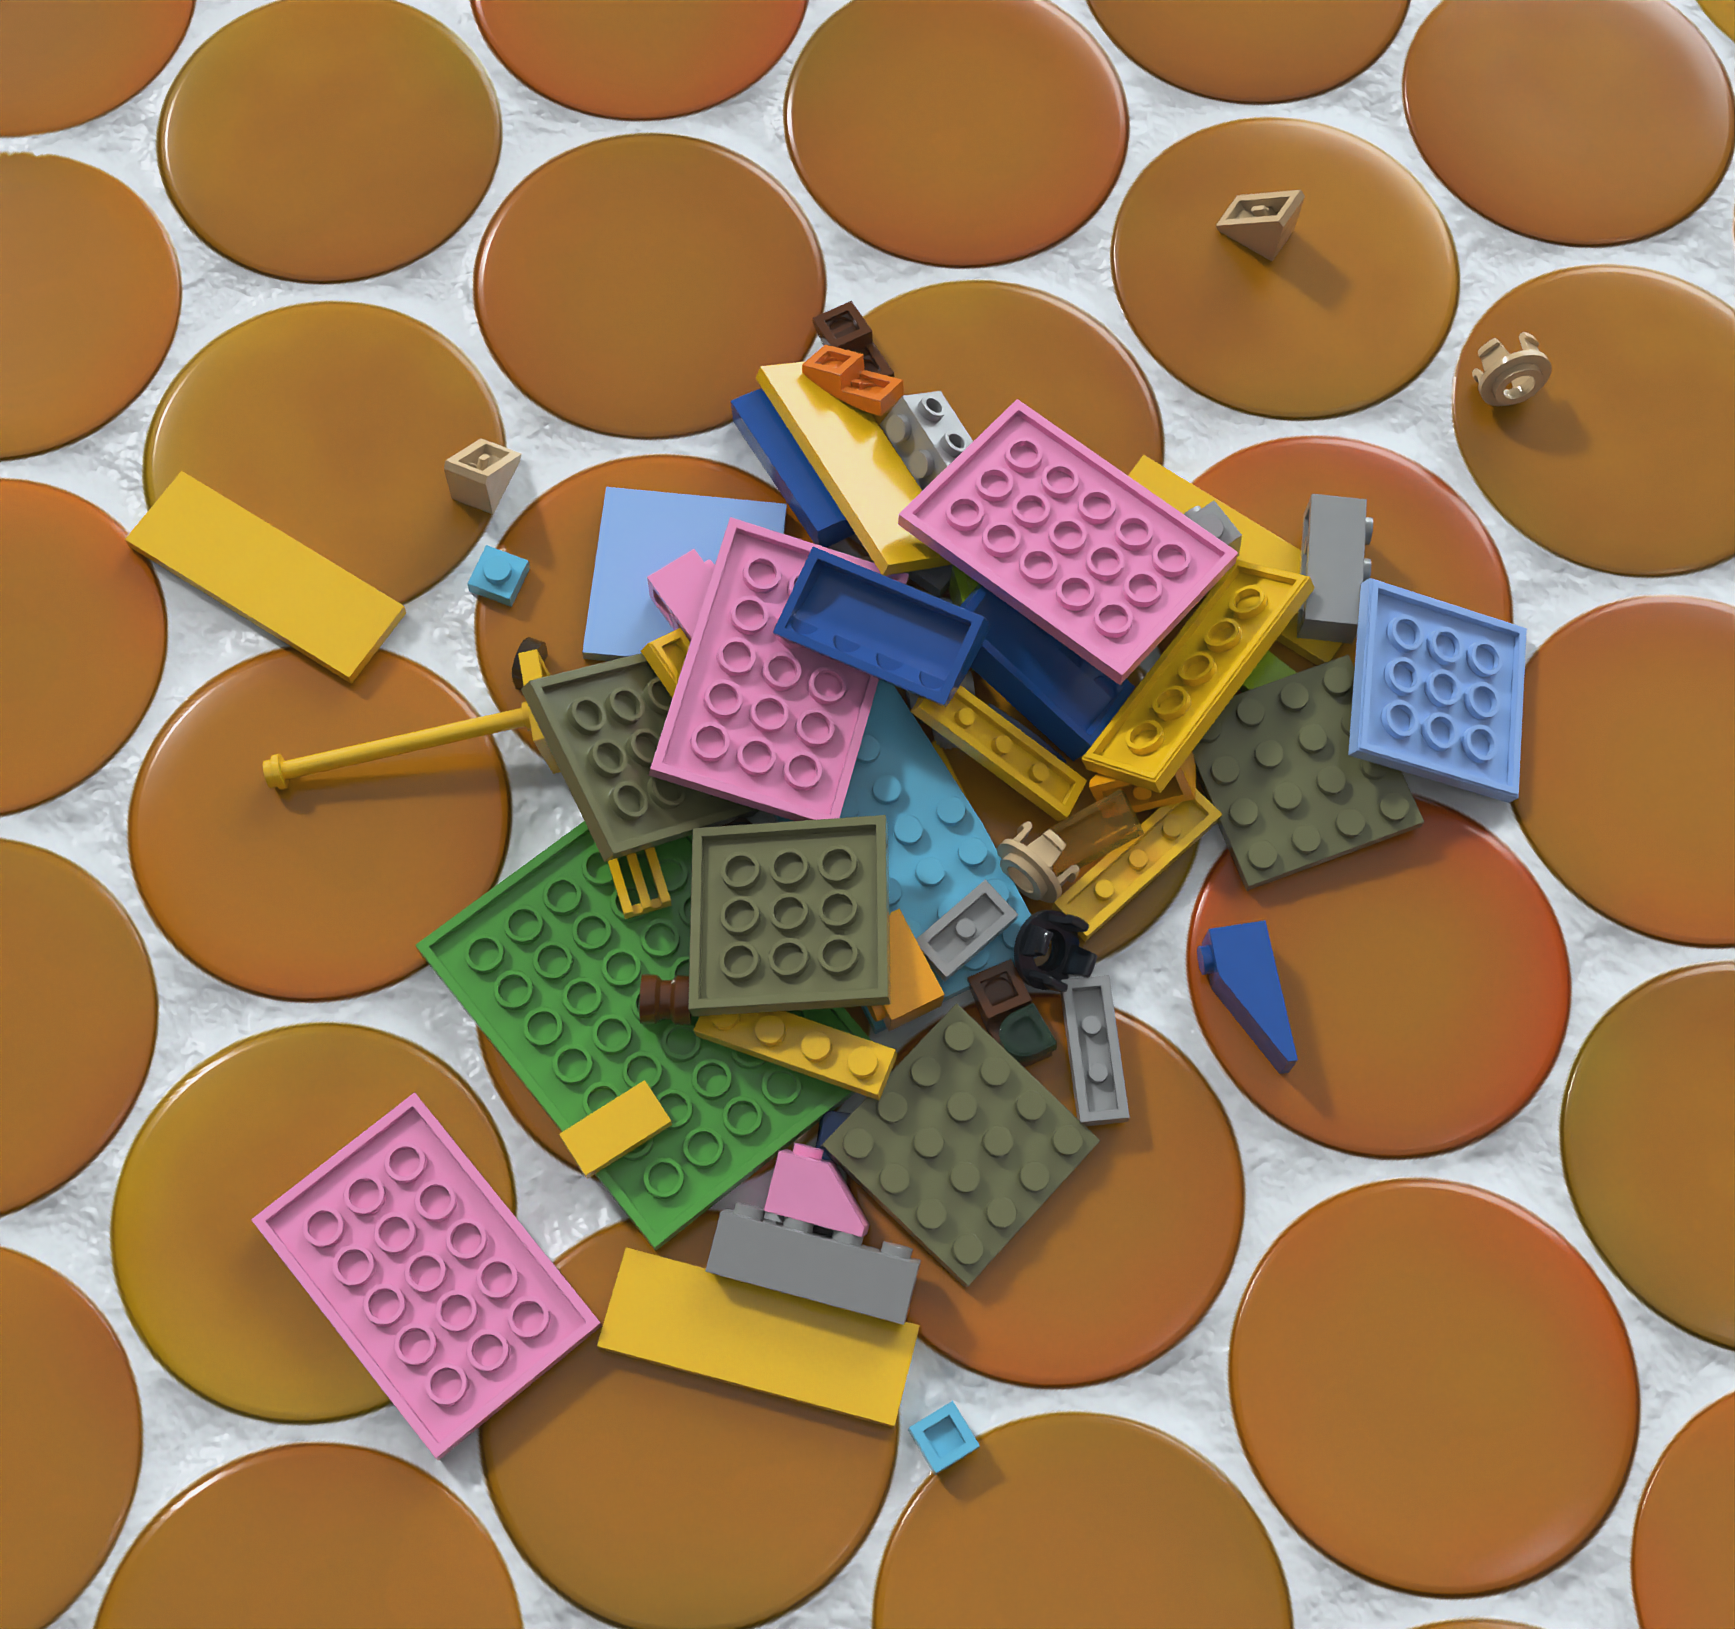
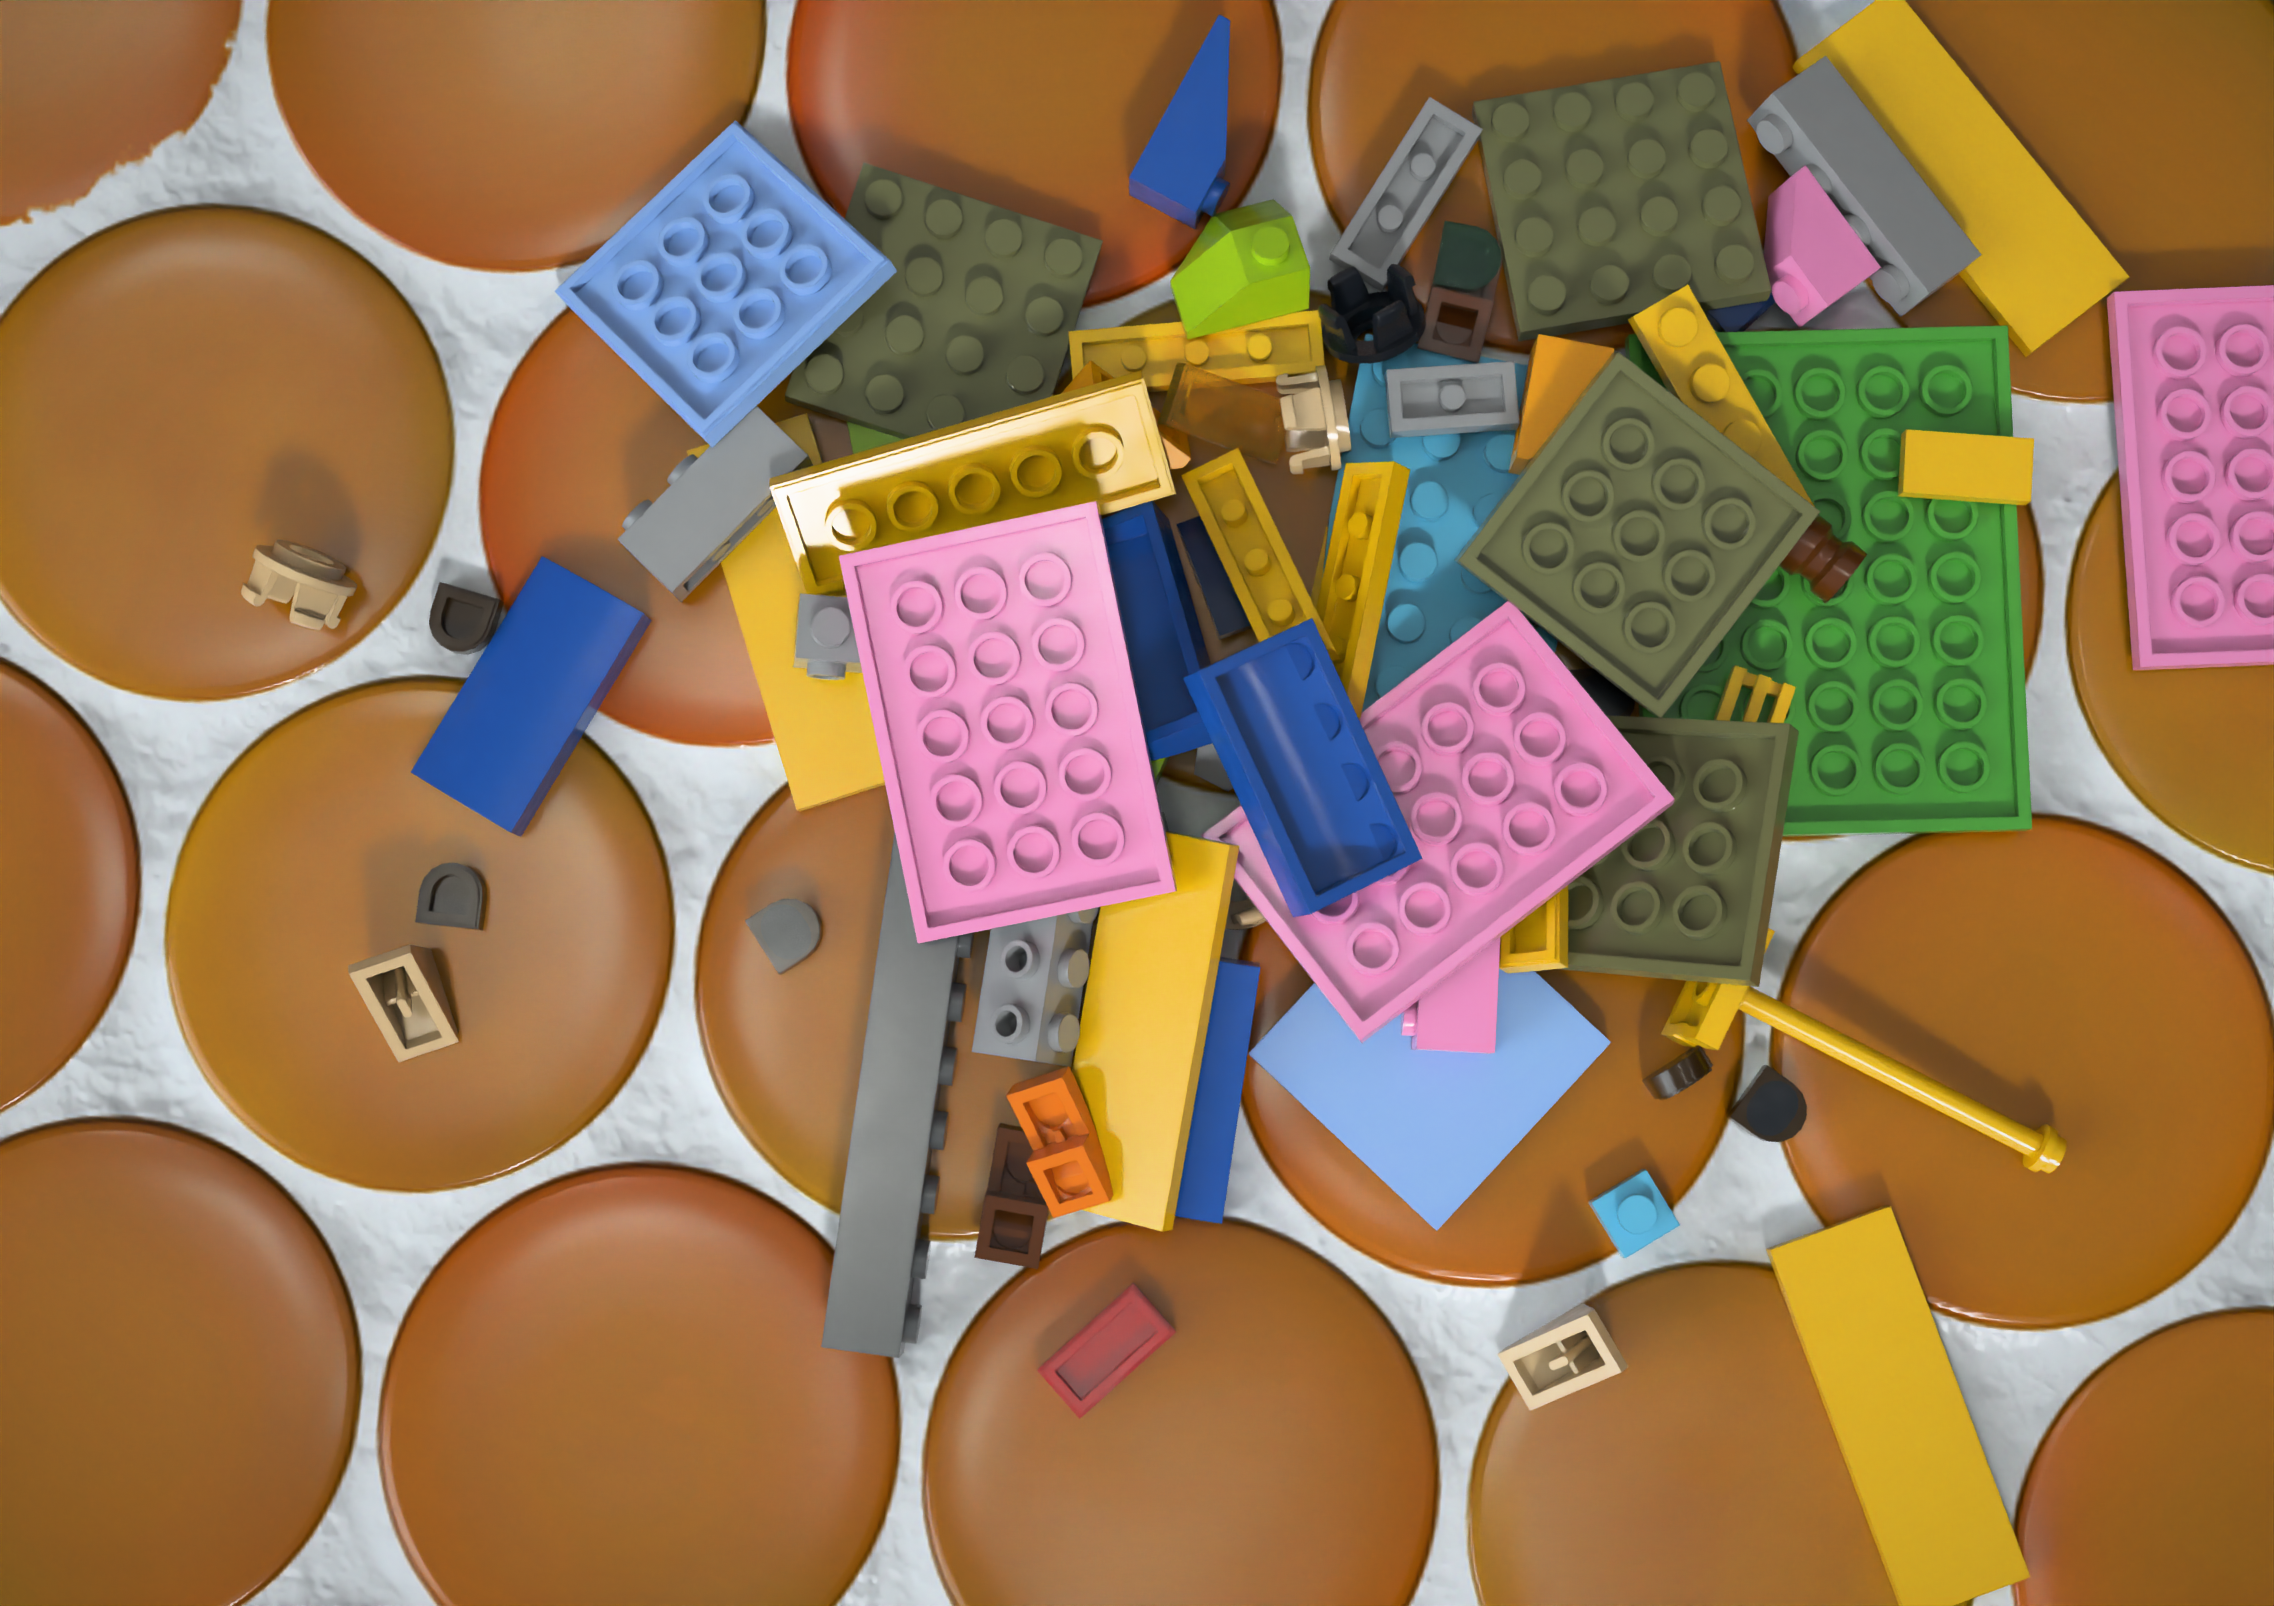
camera: 135 degrees left, 15 degrees up
(460, 685) = (1770, 1107): none -> tile
(741, 311) = (1106, 1350): none -> red tile
(934, 775) = (1360, 567): none -> yellow plate
(936, 315) = (895, 1133): none -> brick
(1093, 393) = (787, 932): none -> tile
(1154, 925) = (1242, 271): none -> lime slope
(1283, 289) = (452, 897): none -> dark brown tile
(1337, 412) = (531, 696): none -> blue slope
(1411, 427) = (463, 619): none -> dark brown tile

